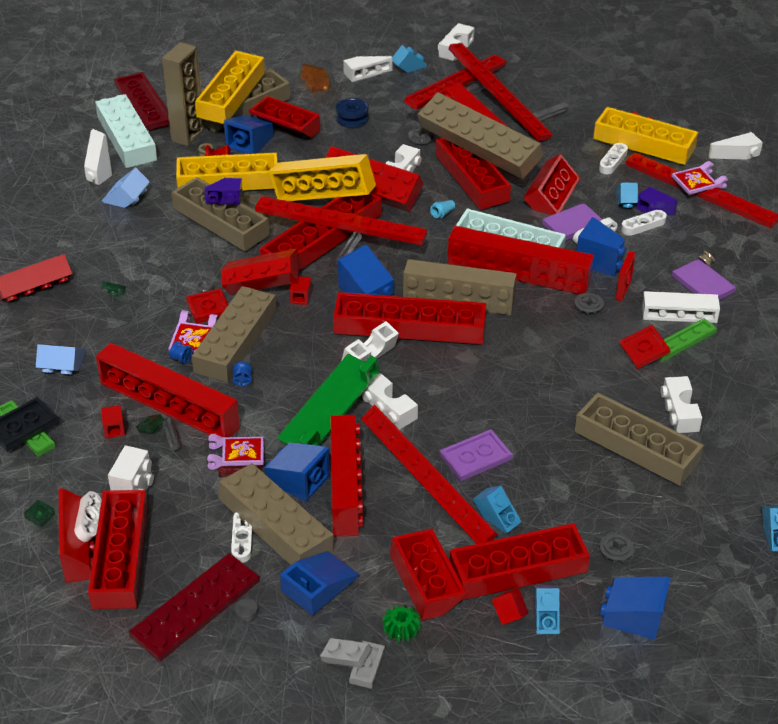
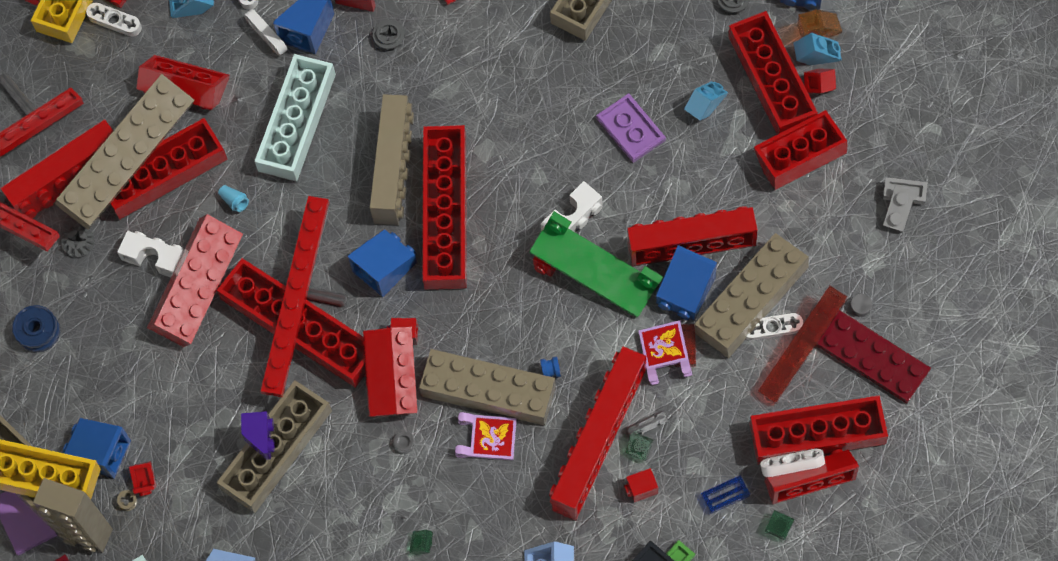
camera: 90 degrees left, 25 degrees up
(82, 467) = (712, 509): none -> clear blue tile
(131, 470) = (728, 439): white brick -> none
(181, 352) = (525, 439): blue wheel -> none
(206, 303) = (435, 431): red tile -> none
(212, 547) = (802, 344): none -> clear red plate
(250, 167) = (189, 455): yellow brick -> none
(287, 116) = (64, 404): red slope -> none
(316, 580) = (823, 242): blue slope -> none
(322, 178) = (221, 324): yellow brick -> none
(381, 341) = (485, 232): white arch -> none
(401, 623) = (854, 173): green gear -> none
(429, 476) = (669, 167): red plate -> none
(531, 261) = (337, 103): red brick -> none
(570, 220) = (243, 58): medium lavender tile -> none
(576, 609) = (819, 23): none -> clear orange slope

